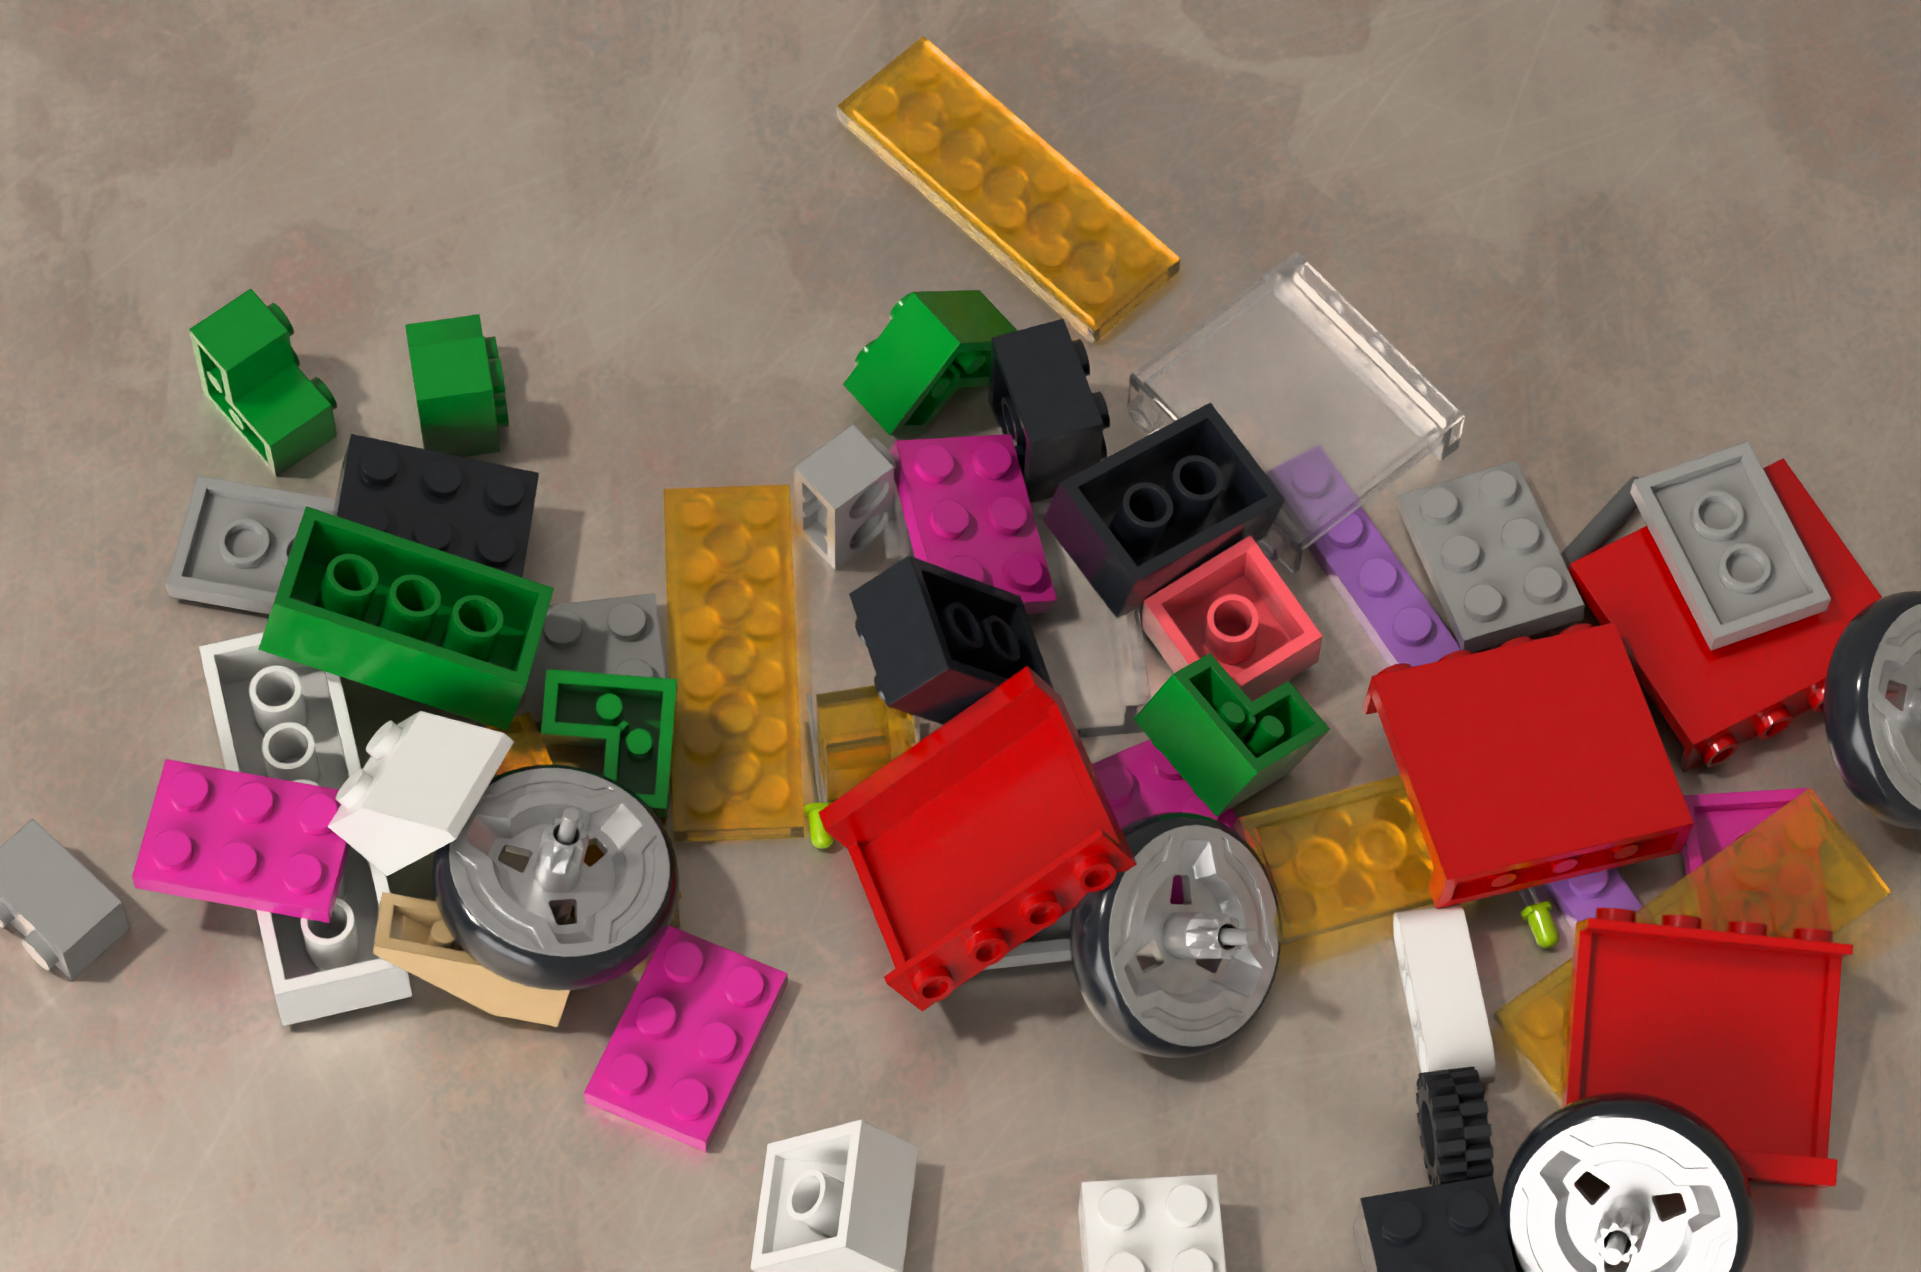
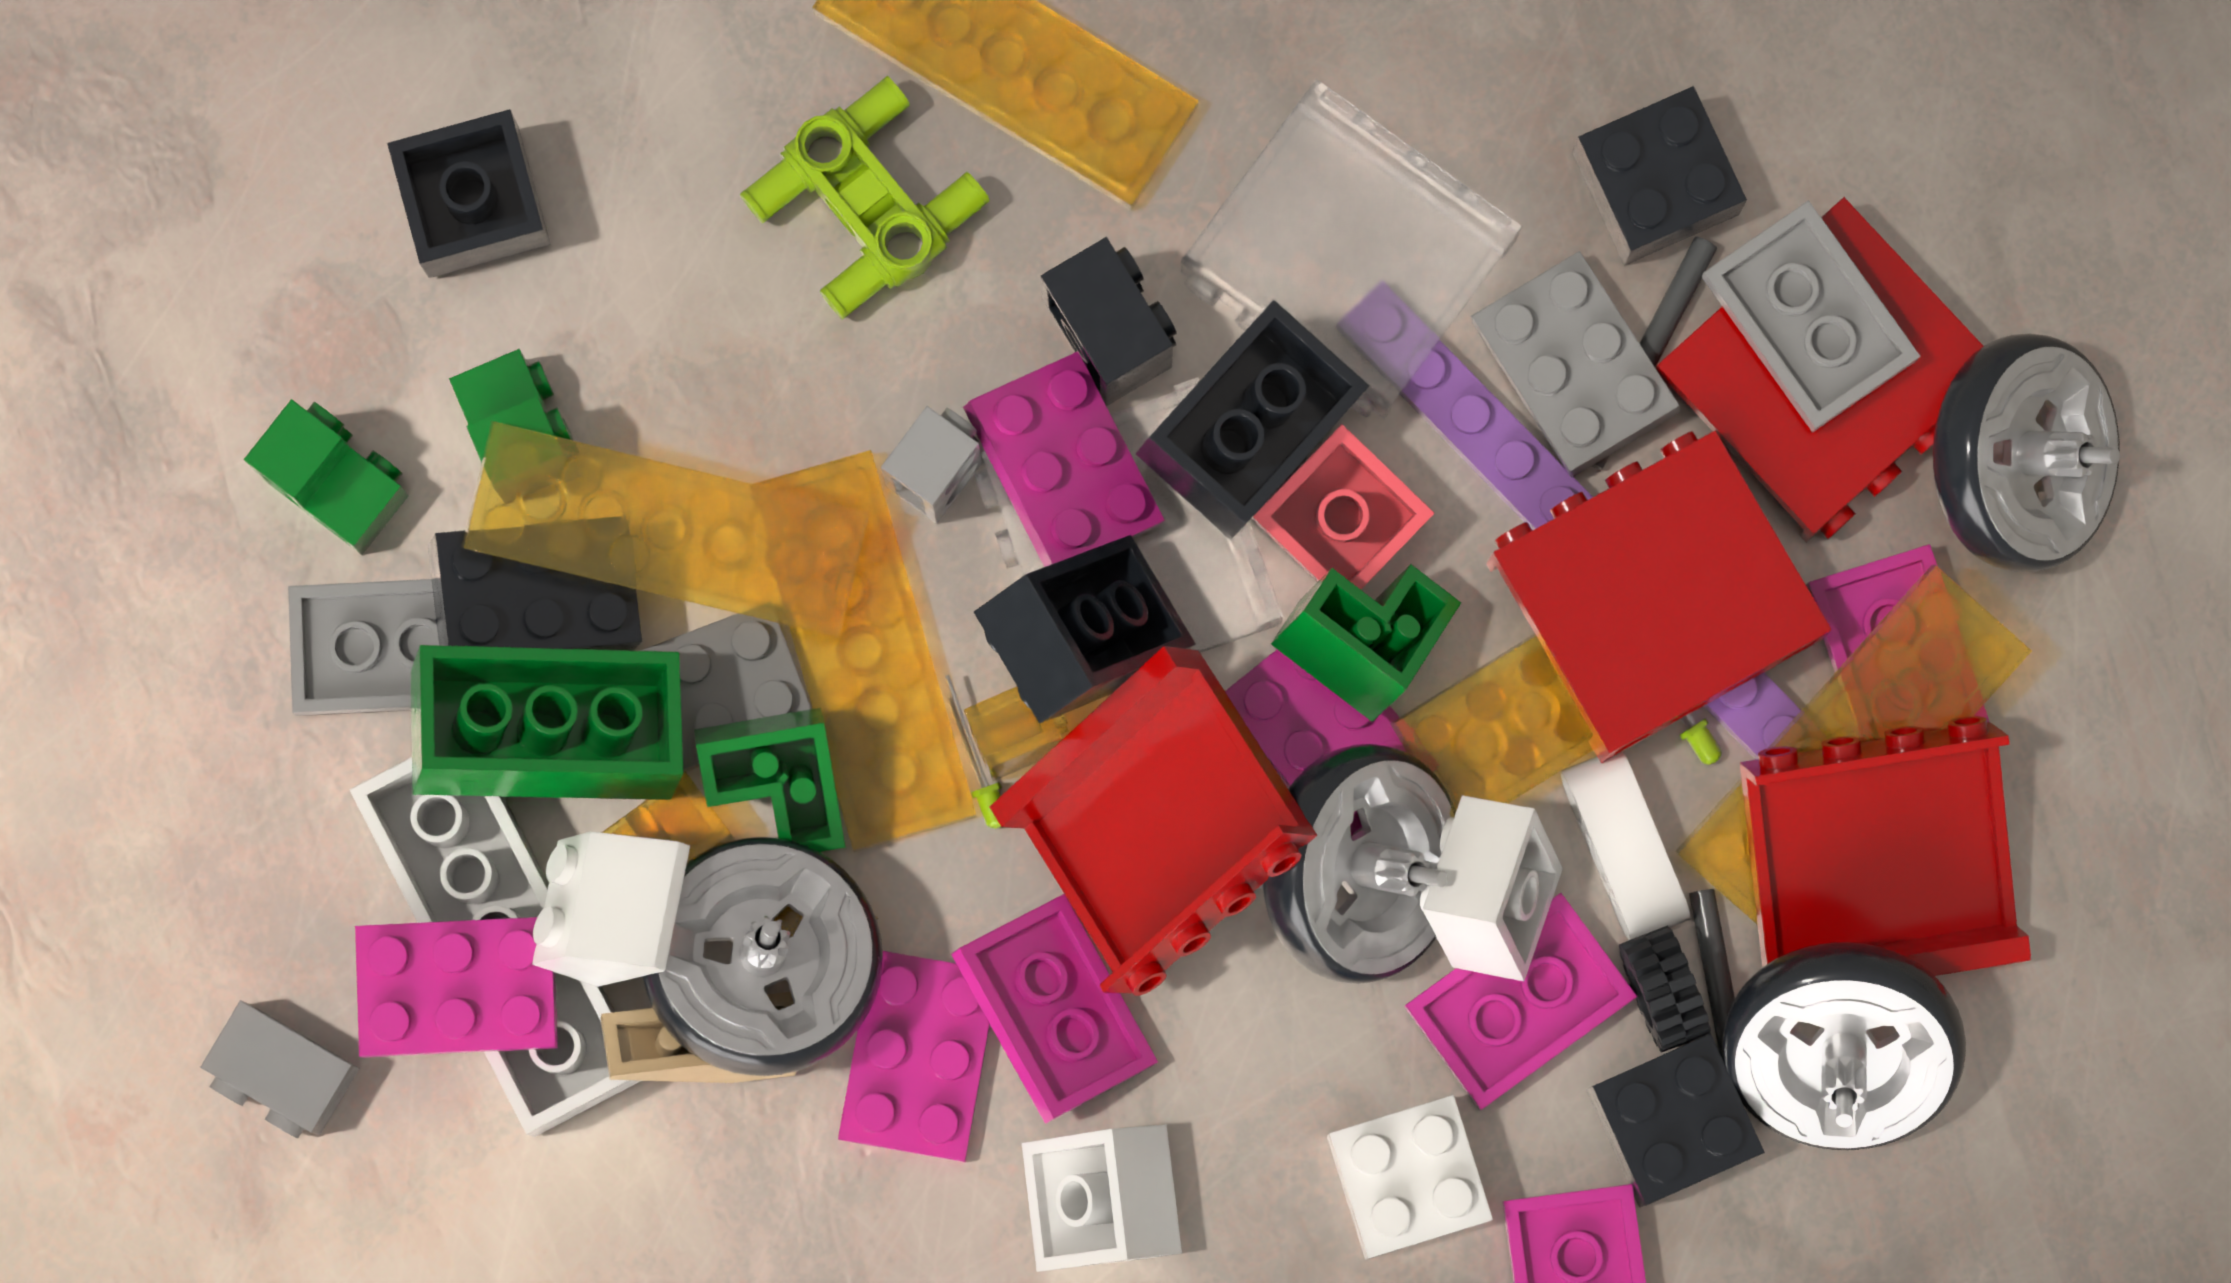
camera: 10 degrees left, 20 degrees up
(471, 181) = (468, 193): none -> black brick
(572, 482) = (665, 529): none -> clear yellow plate
(834, 1015) = (1048, 1011): none -> dark pink plate
(835, 263) = (864, 197): none -> lime piece
(924, 356) = (979, 282): green brick -> none
(1301, 986) = (1496, 887): none -> white brick
(1304, 1120) = (1505, 1028): none -> dark pink plate
(1510, 1114) = (1713, 958): none -> dark grey bar
(1607, 410) = (1659, 175): none -> black brick

